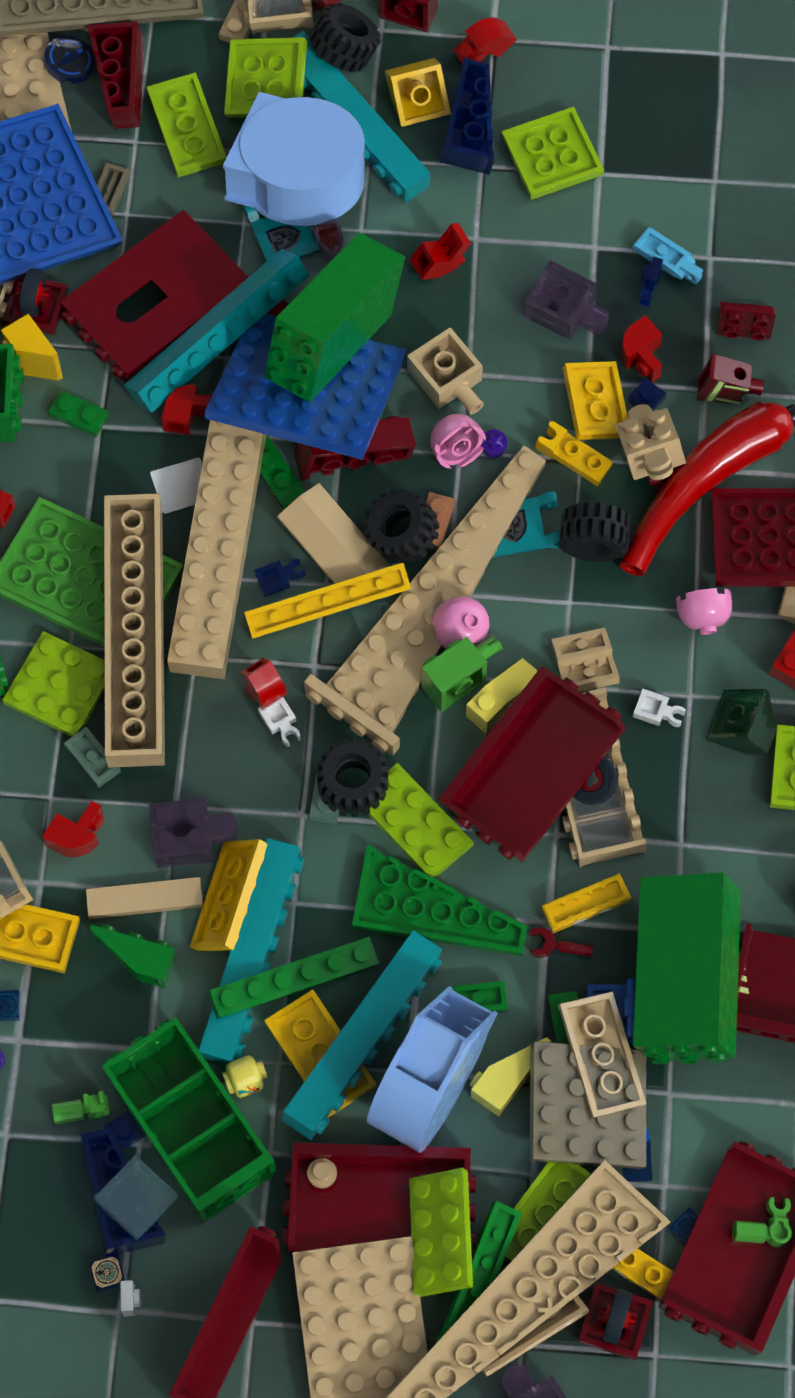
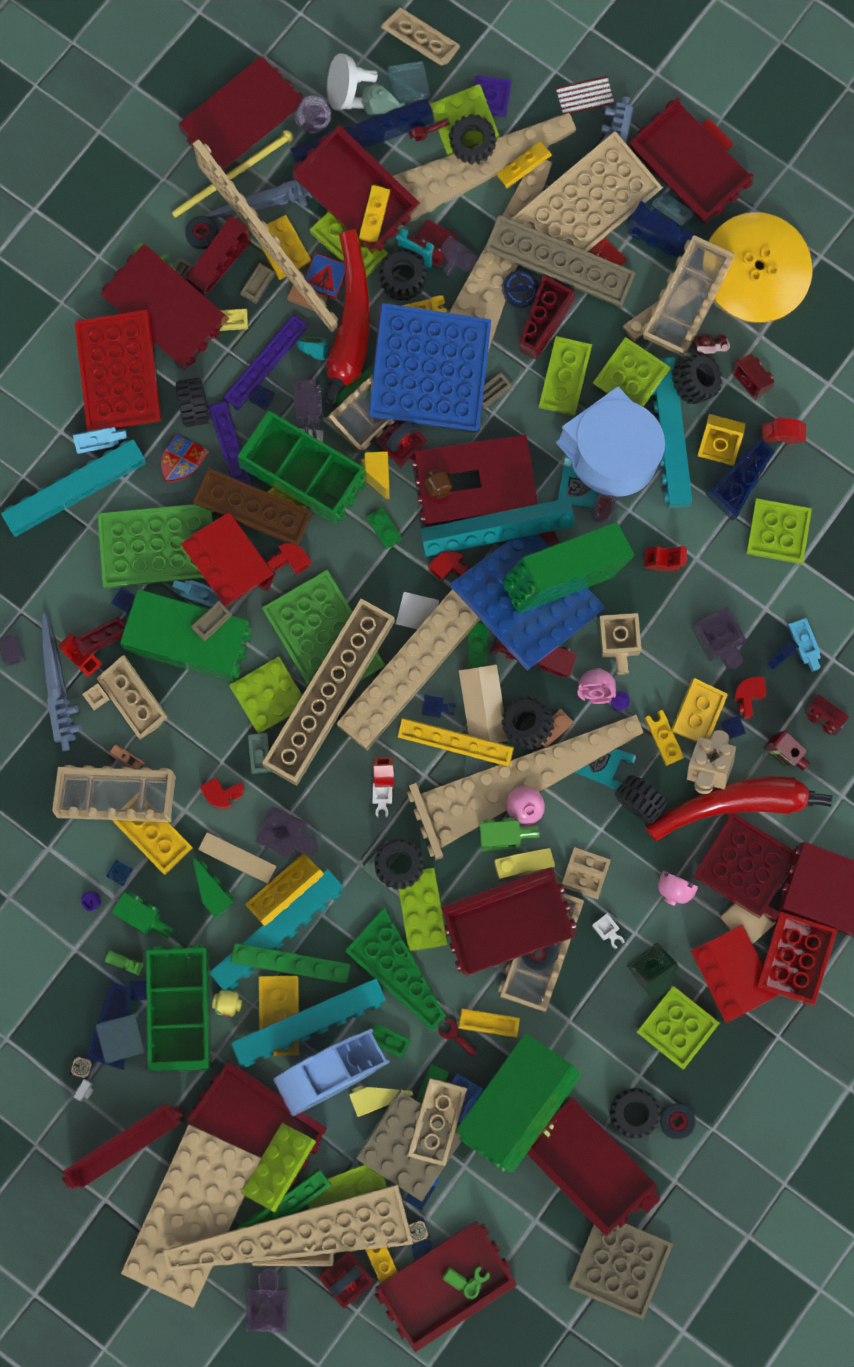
camera: 30 degrees right, 10 degrees up
(65, 1035) = (140, 916): none -> green brick
(114, 318) = (438, 484): none -> reddish brown head
(322, 1173) = (235, 1088): tan plate -> none
(668, 1204) = (418, 1231): none -> tile

